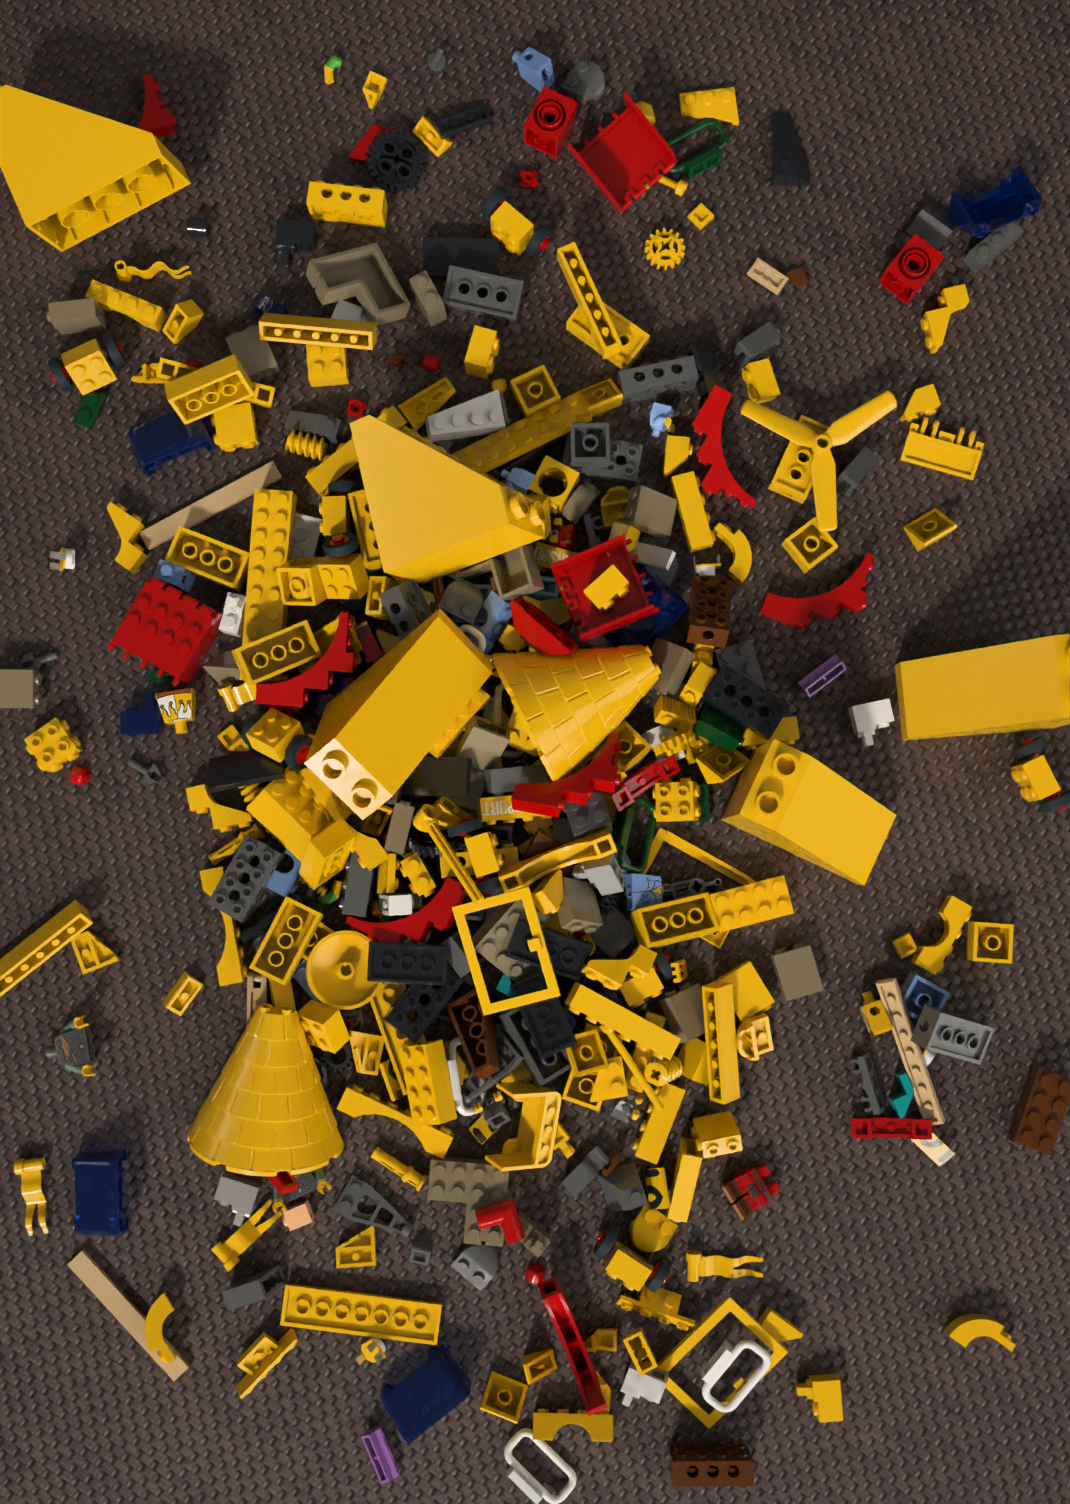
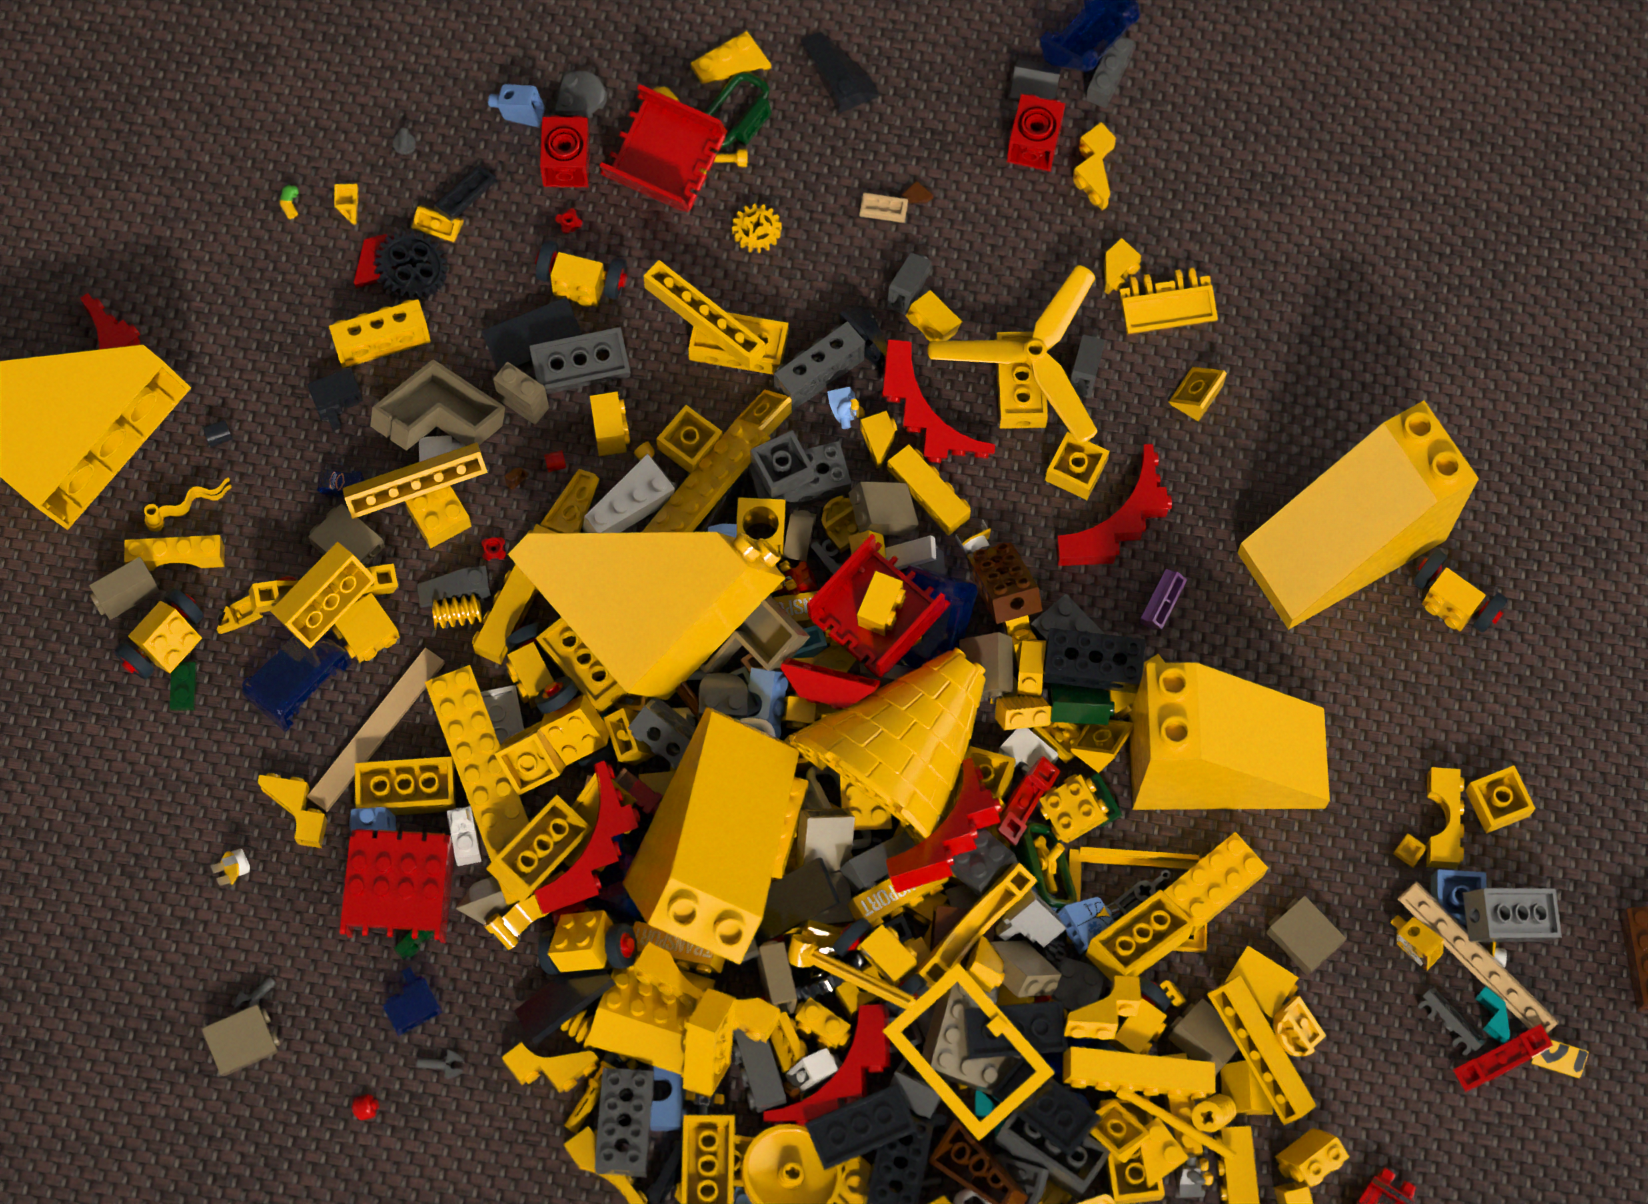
camera: 25 degrees left, 15 degrees down
(53, 745) = (319, 1084): yellow brick -> none
(178, 708) = (447, 972): torso -> none
(182, 320) = (247, 541): yellow slope -> none
(233, 740) = (529, 980): yellow slope -> none
(333, 894) = (732, 1101): arm -> none
(376, 820) = (741, 980): yellow slope -> none
(638, 830) = (1048, 861): none -> yellow piece
(673, 743) = (1038, 741): yellow gear -> none
(700, 216) = (778, 177): yellow tile -> none
(740, 550) = (1003, 506): yellow arch -> none
(869, 715) = (1238, 618): white hinge -> none

